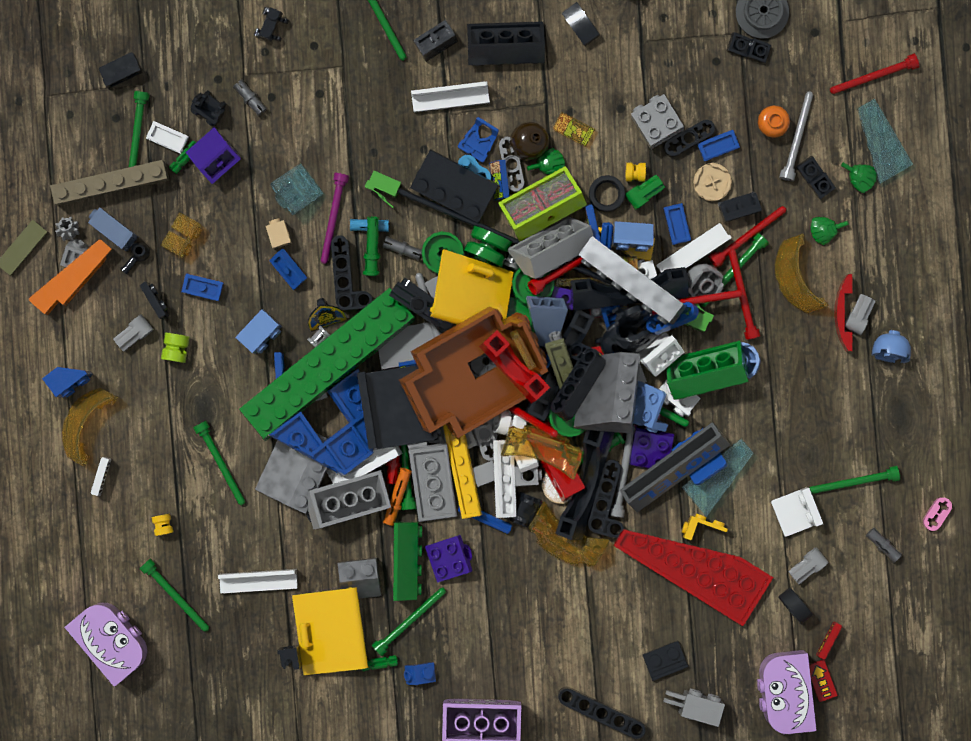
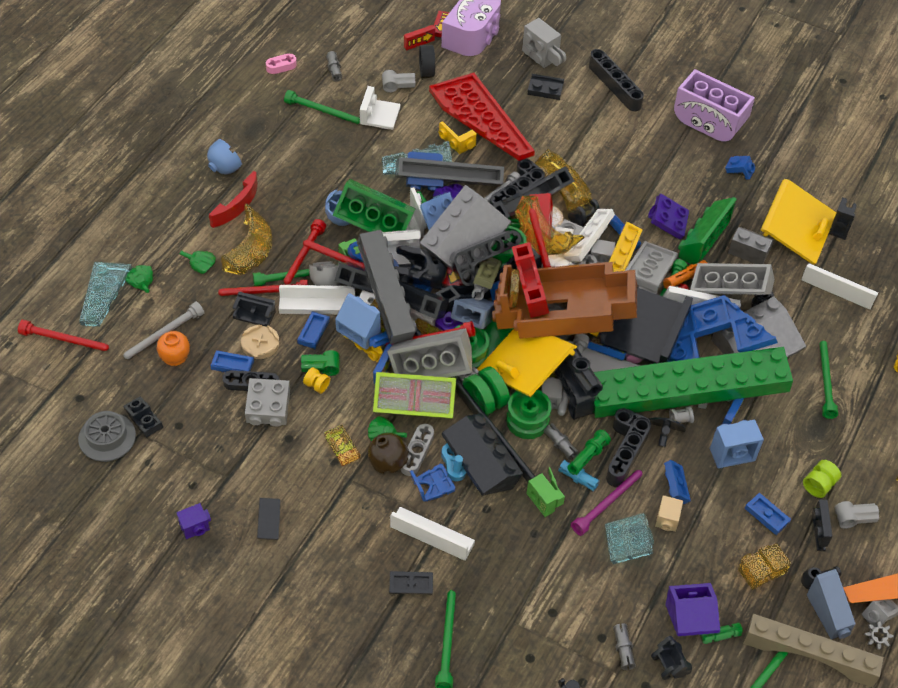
camera: 150 degrees left, 35 degrees down
(167, 137) = (729, 662): white tile -> none
(382, 645) = (761, 196): green piece -> none
(382, 662) = (765, 187): green axle -> none
(499, 176) = (435, 442): tile -> none
(506, 43) = (347, 544): black slope -> none
(606, 179) = (353, 367): black tyre -> none
(815, 177) = (176, 297): black slope -> none
(857, 319) = (225, 194): light grey piece -> none

